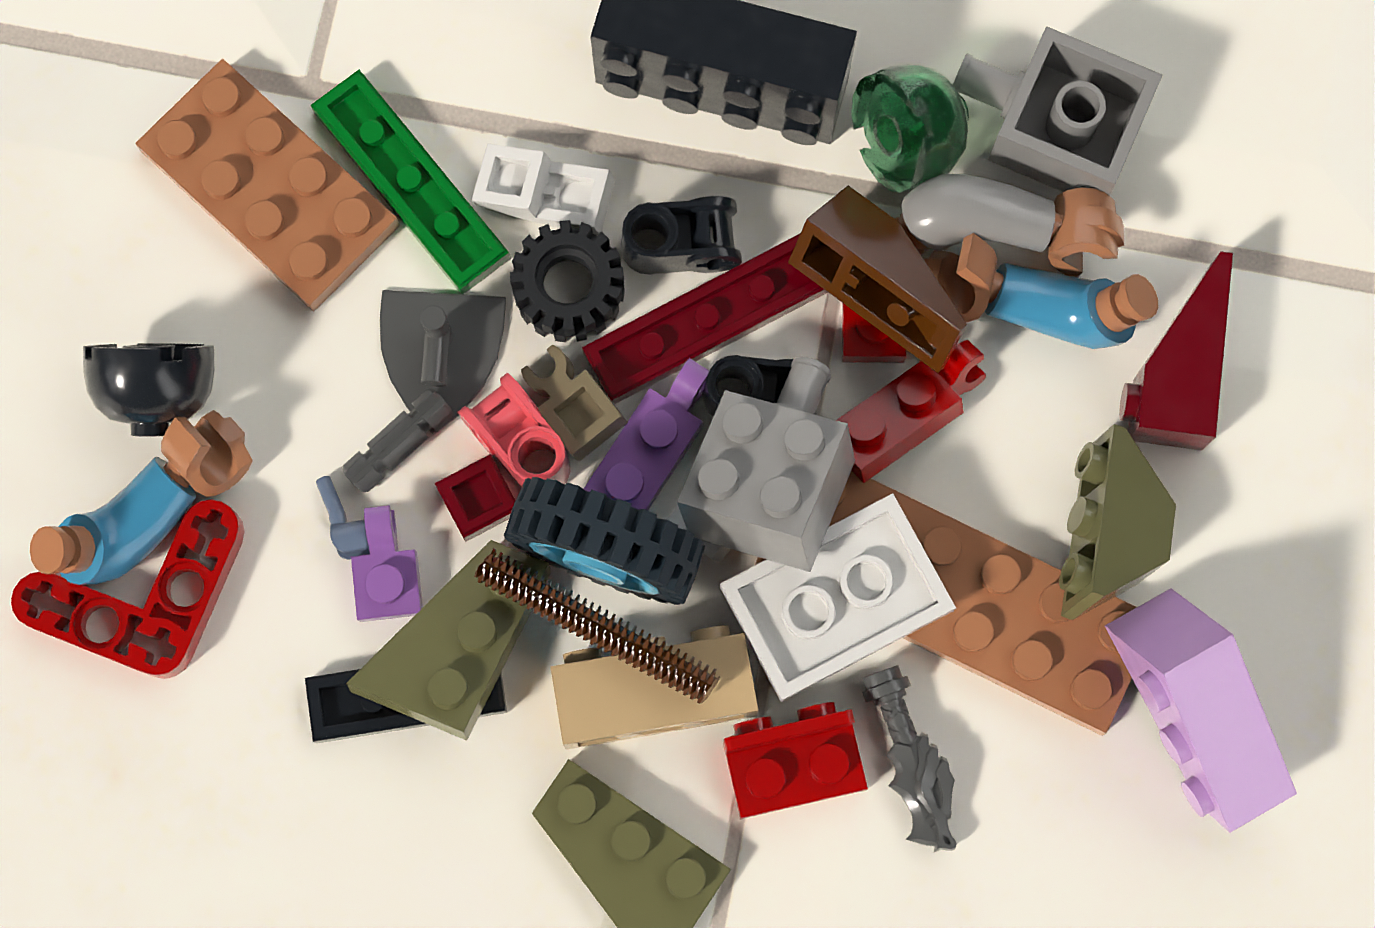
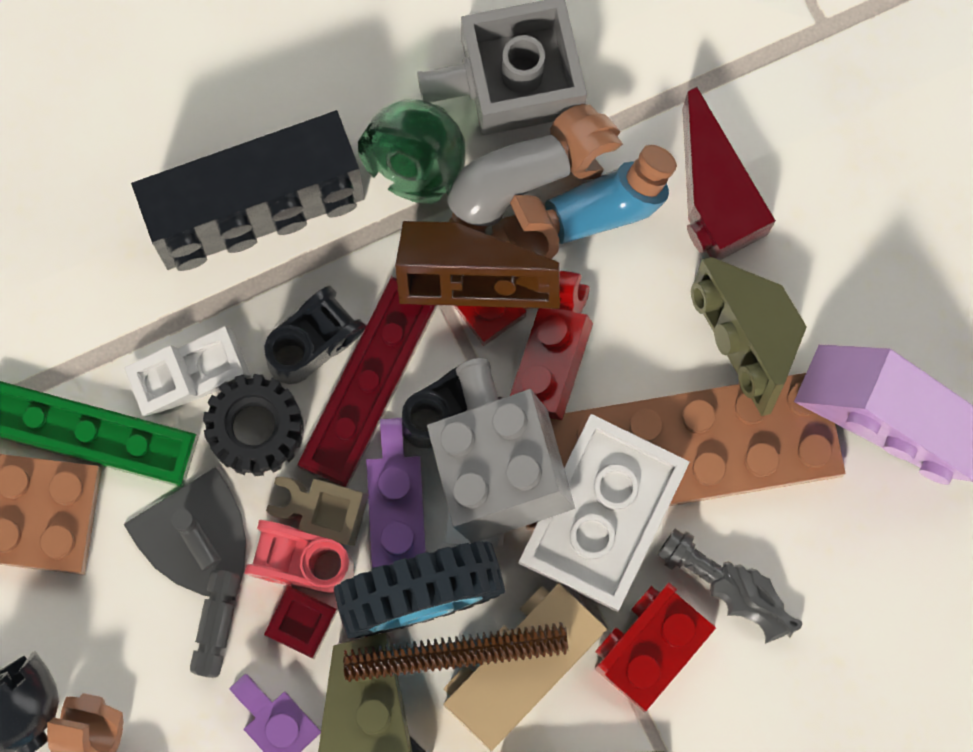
camera: 40 degrees left, 0 degrees up
(347, 537) = (231, 717): sand blue hand -> none

